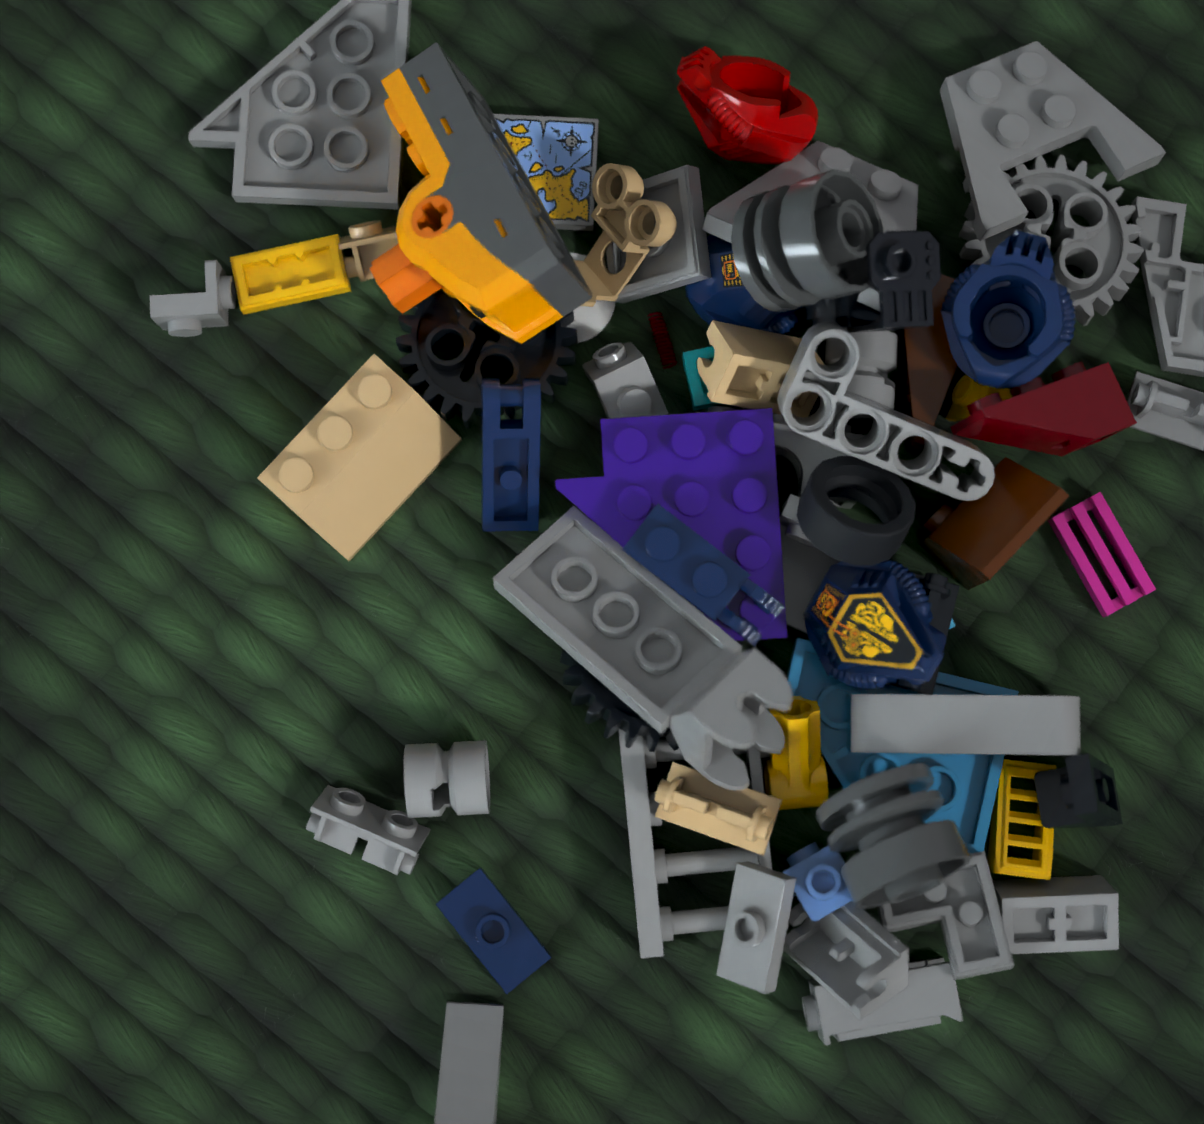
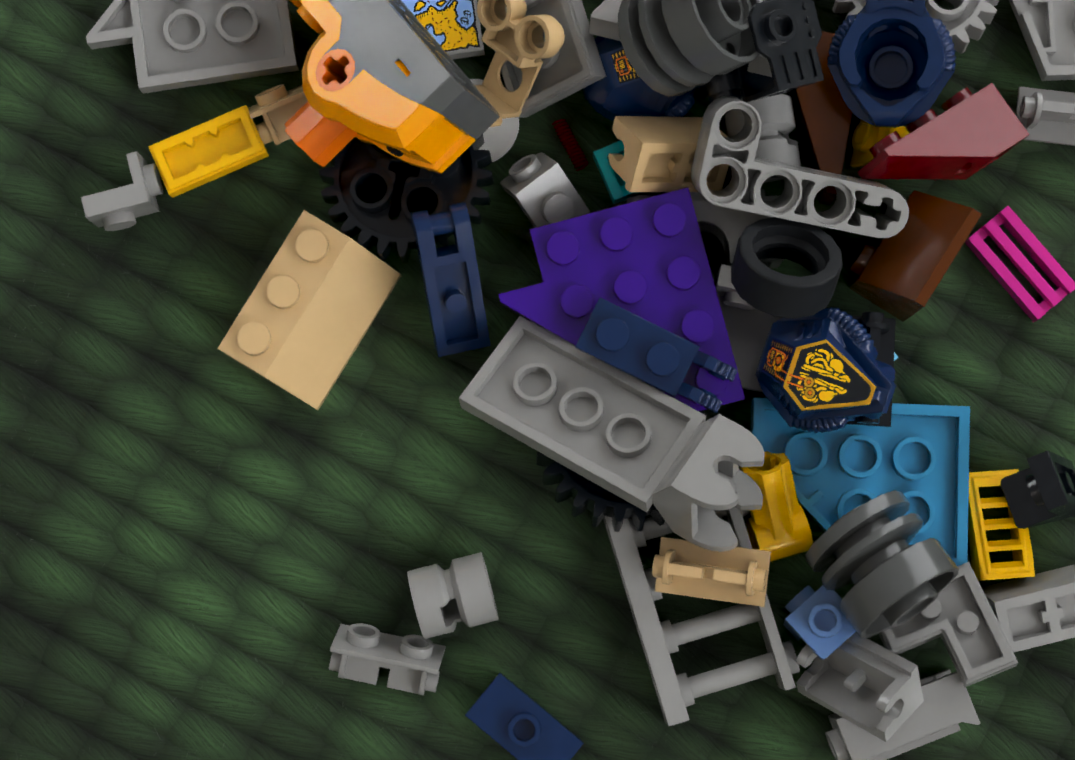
camera: 10 degrees left, 0 degrees up
(756, 927) = (770, 675): light grey plate -> none
(965, 724) = (927, 446): light grey beam -> none

